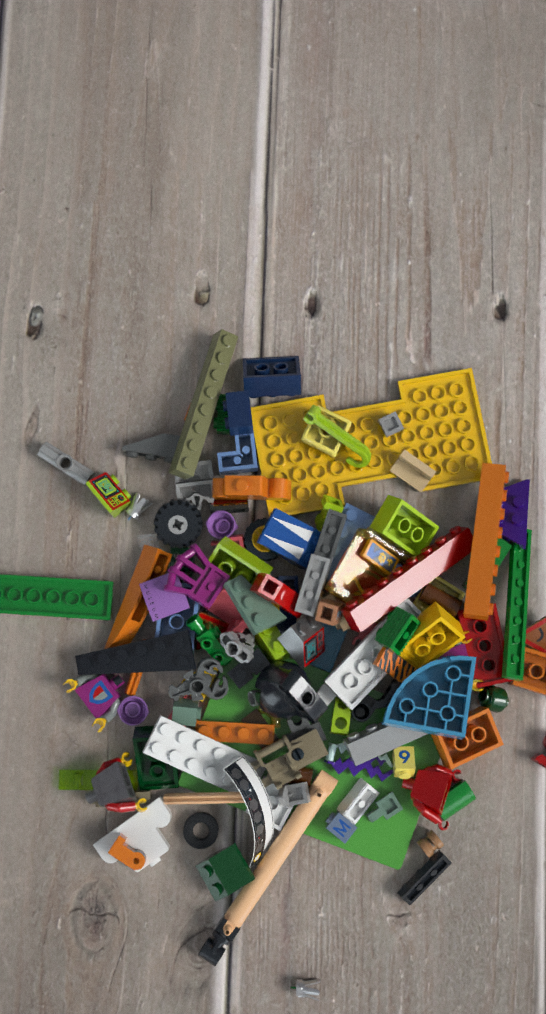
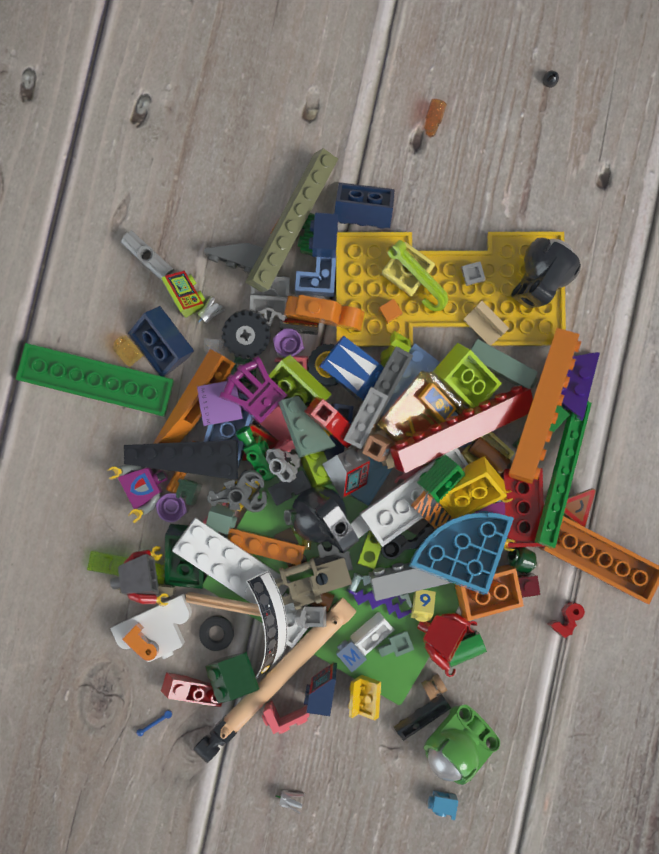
camera: 15 degrees right, 5 degrees up
(61, 560) = (127, 350): none -> clear yellow bracket
(93, 545) = (160, 341): none -> dark blue slope
(141, 947) = (168, 714): none -> blue hinge
(146, 688) = (190, 489): none -> clear green hinge
(183, 894) = (188, 689): none -> red slope
(273, 907) = (281, 725): none -> coral bracket
(316, 475) = (390, 311): none -> orange piece
(317, 869) = (321, 691): none -> dark blue slope
(324, 279) = (434, 116): none -> clear orange hinge
(362, 868) = (364, 697): none -> yellow bracket
(433, 226) = (553, 82): none -> black hinge
(439, 509) = (504, 365): none -> sand green brick
(462, 405) = (548, 267): none -> black piece
(462, 963) = (443, 804): none -> dark azure brick
(467, 898) = (459, 745): none -> bright green piece
(505, 723) = (529, 585): none -> dark red brick

